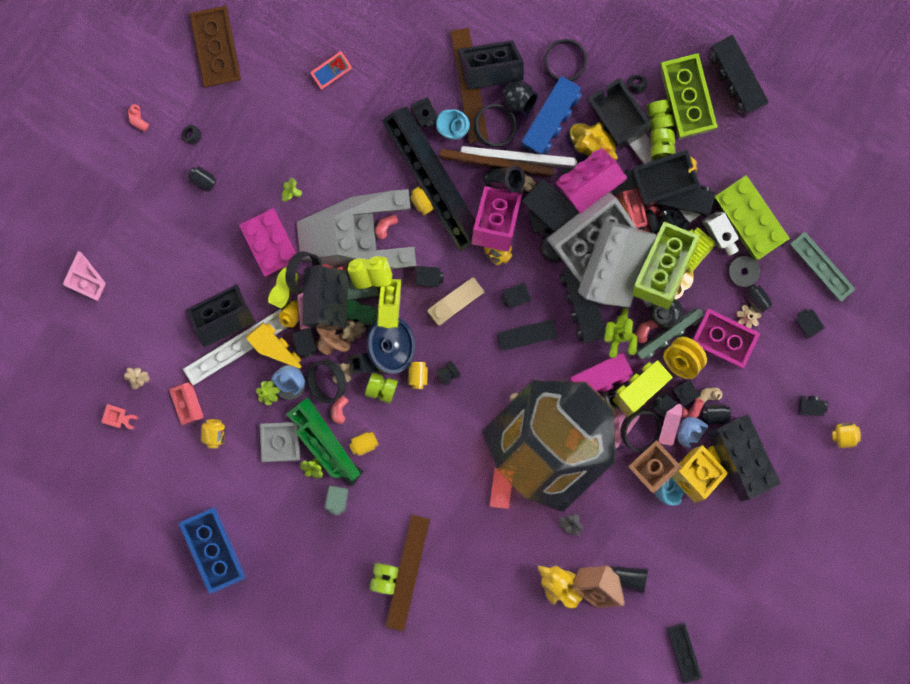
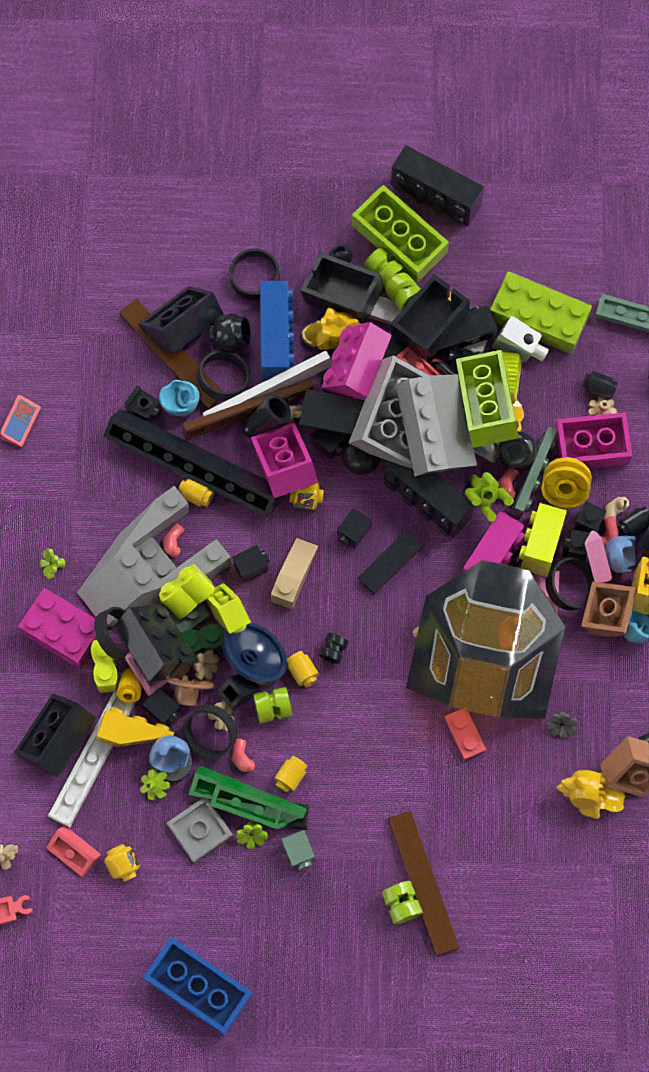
camera: 30 degrees left, 15 degrees down
(748, 263) = (567, 359): dark grey piece -> none

